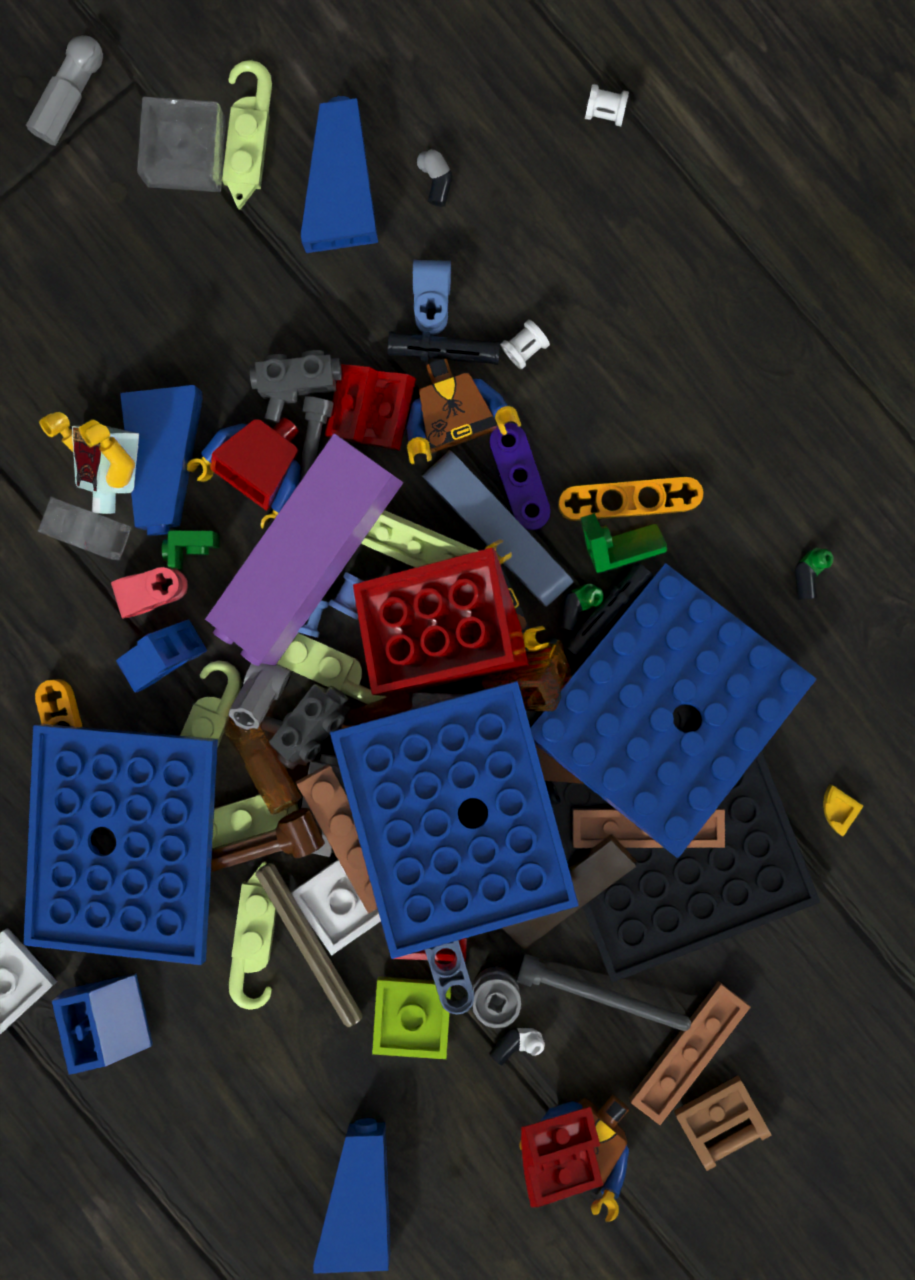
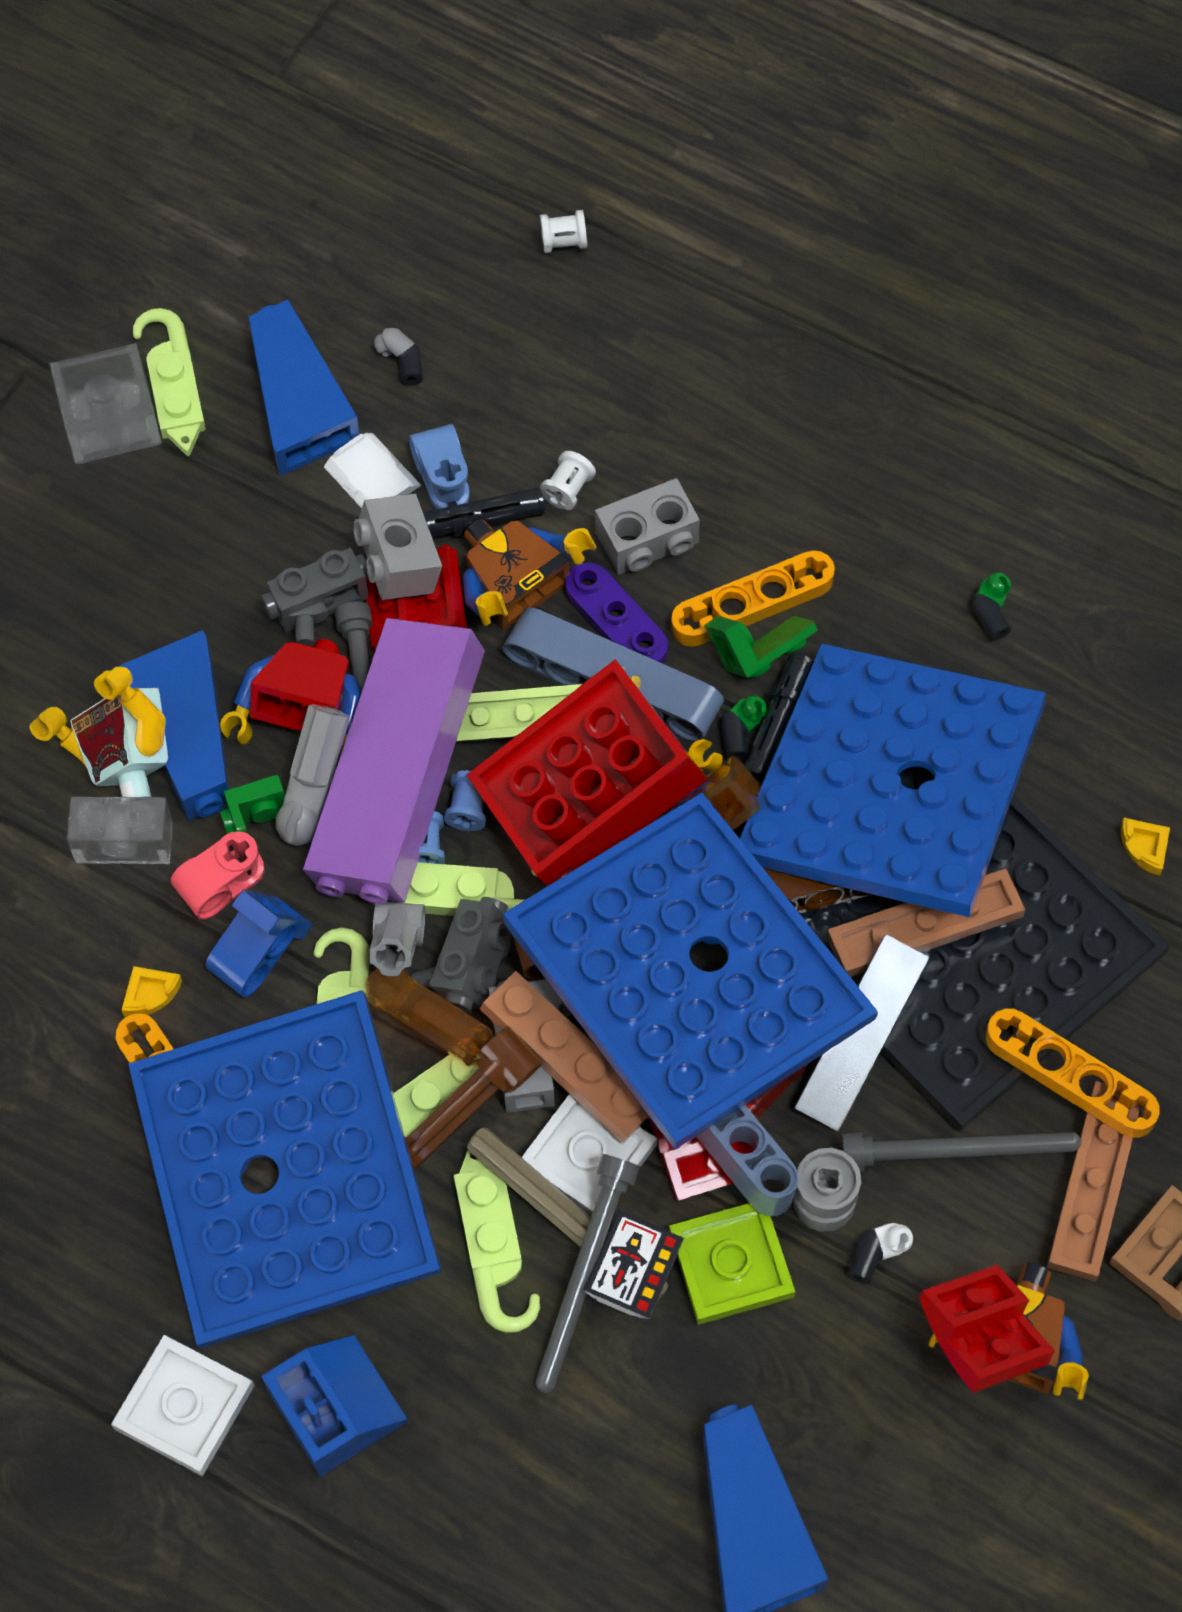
camera: 20 degrees left, 25 degrees down
(72, 660) = (149, 991): none -> yellow tile
(238, 538) = (311, 774): none -> light grey piece
(341, 1003) = (633, 1265): none -> piece
(347, 943) = (614, 1178): none -> dark grey piece
(375, 347) = (397, 546): none -> light grey brick
(376, 278) = (369, 470): none -> white piece
(569, 400) = (642, 518): none -> light grey brick
(704, 978) = (1066, 1079): none -> light orange beam

